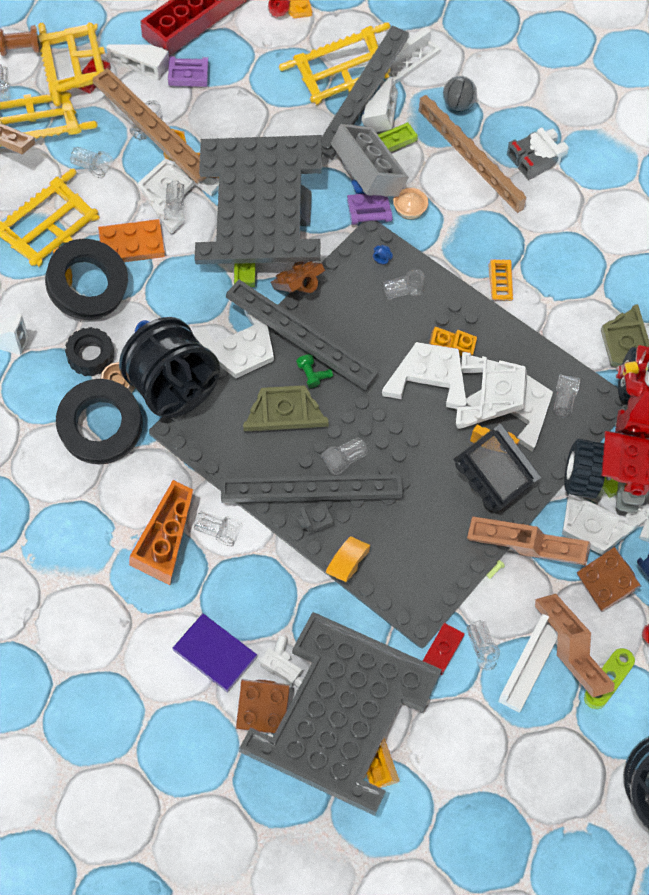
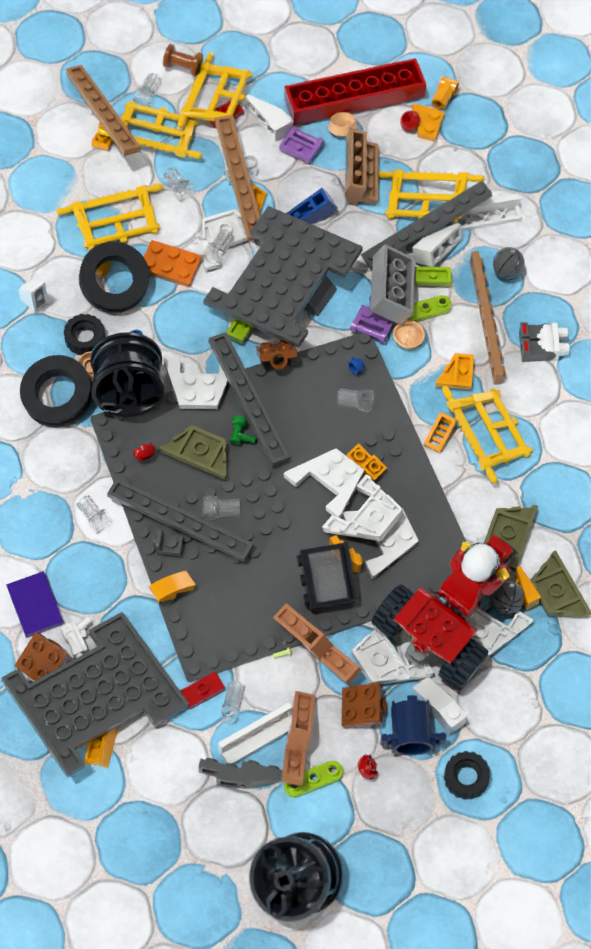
camera: 30 degrees right, 0 degrees up
(161, 539) = (49, 499): orange wedge -> none
(216, 35) = (341, 123): none -> light nougat hat
(231, 438) = (144, 452): none -> red plate
(243, 121) = (314, 207): none -> blue slope
(262, 67) = (361, 168): none -> medium nougat brick
(416, 166) = (434, 309): none -> lime plate
(480, 216) = (457, 373): none -> light orange wing
(515, 233) = (478, 400): none -> yellow piece
(546, 710) = (247, 777): none -> dark grey slope
(566, 391) = (430, 544): clear piece -> none

